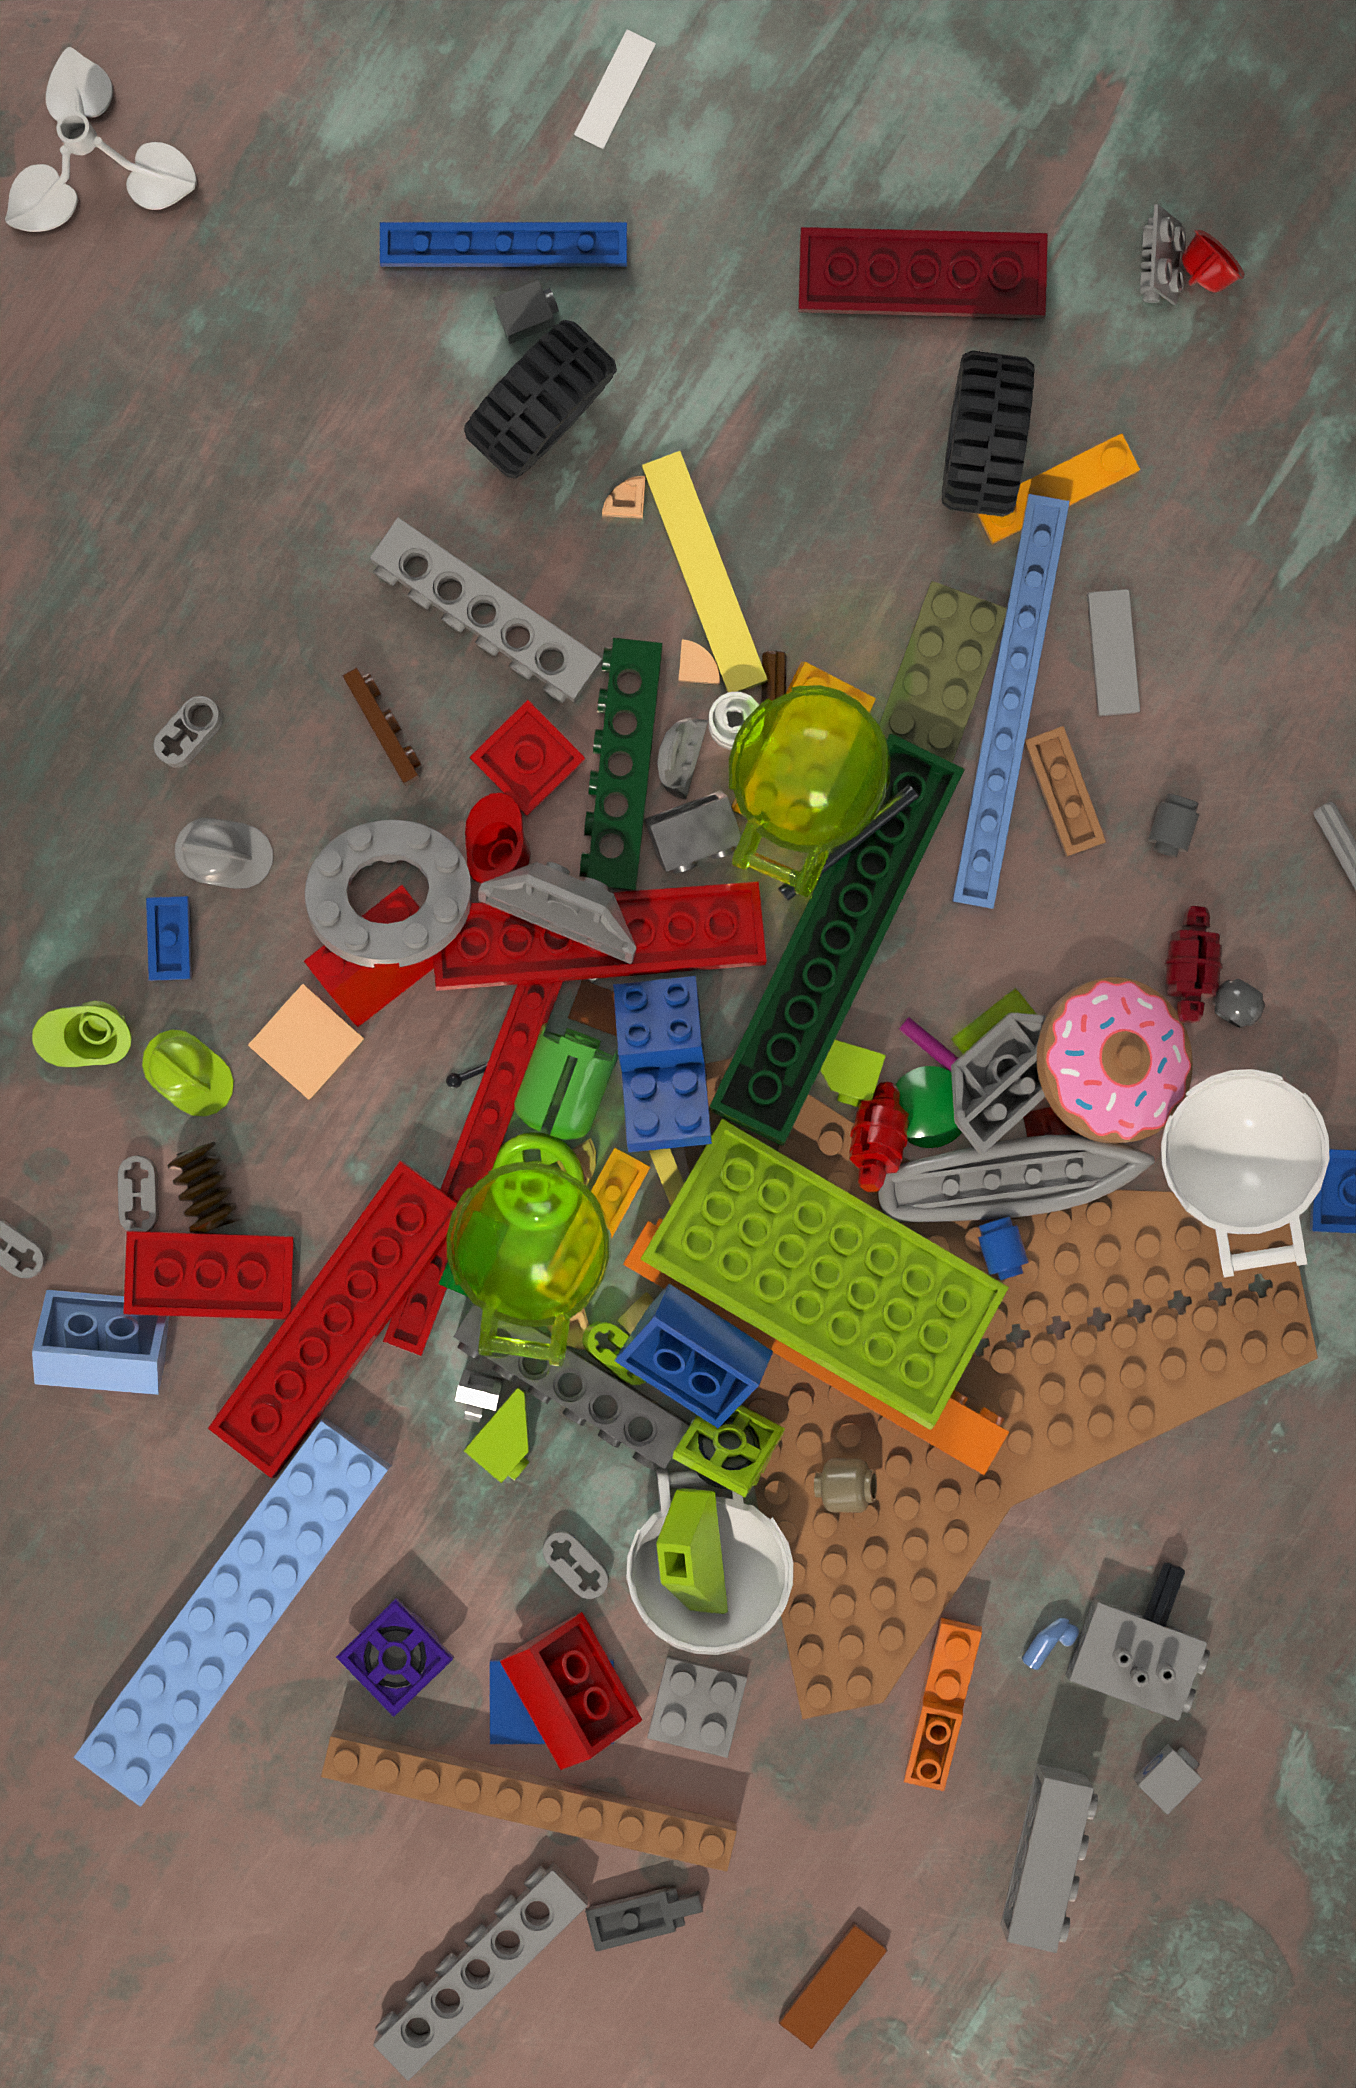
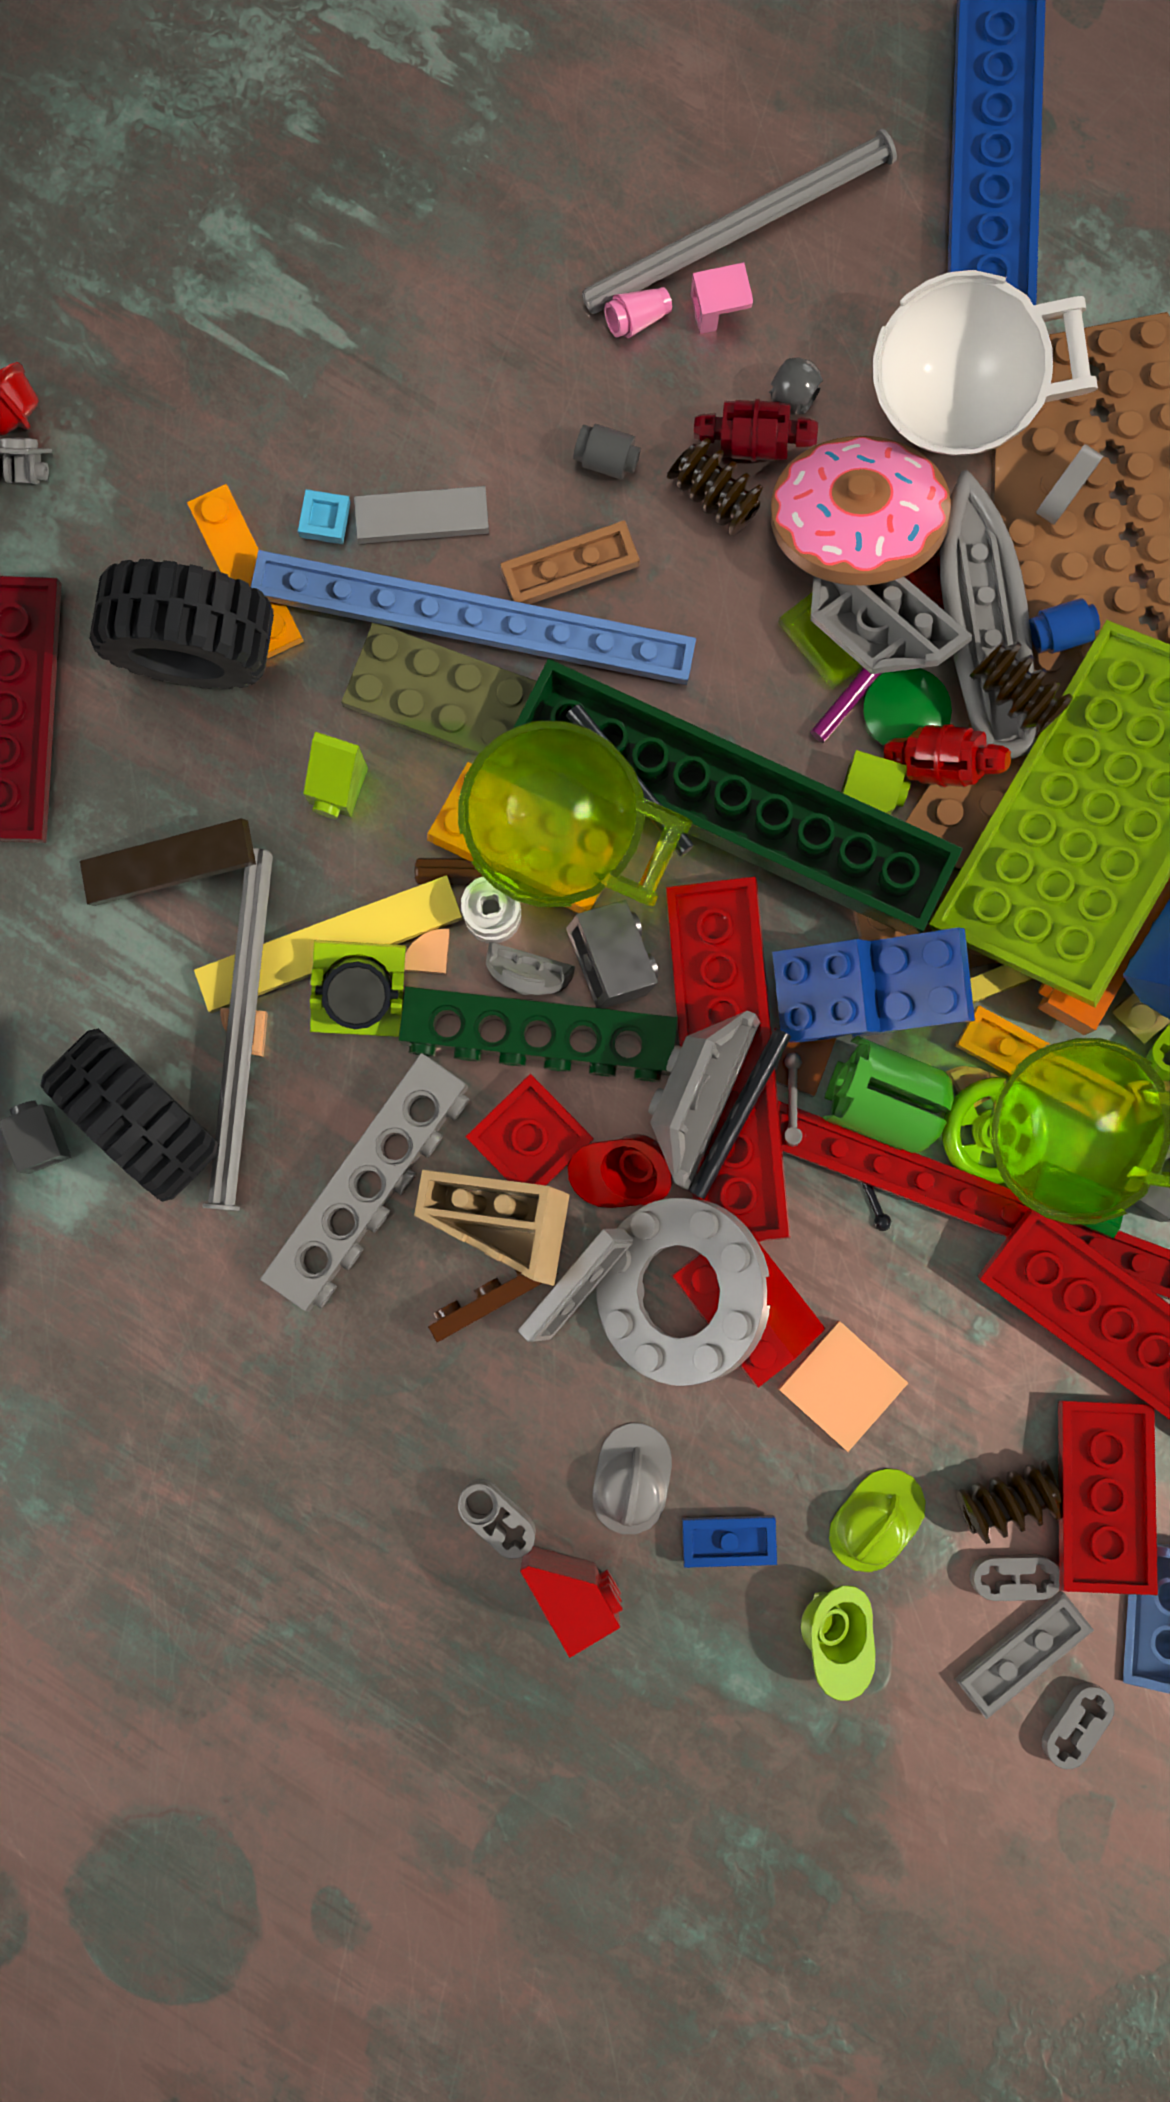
camera: 90 degrees left, 5 degrees down
(71, 1201) = (1024, 1654): none -> light grey tile
(122, 795) = (573, 1596): none -> red slope
(393, 799) = (576, 1285): none -> light grey tile
(450, 730) = (499, 1217): none -> tan wedge
(529, 995) = (792, 1135): none -> light grey hinge
(546, 944) = (739, 1113): none -> black bar
(624, 494) = (240, 1032): none -> light grey axle
(659, 599) = (357, 989): none -> piece
(777, 424) = (167, 862): none -> dark brown tile
(855, 575) = (334, 776): none -> lime slope
(938, 1202) = (1021, 687): none -> dark brown piece
(1108, 561) = (324, 516): none -> medium azure plate
(1139, 1255) = (1069, 484): none -> light grey beam
(1140, 928) = (716, 486): none -> dark brown piece
(1313, 853) = (636, 310): none -> bright pink cone
(1326, 932) = (718, 293): none -> bright pink panel

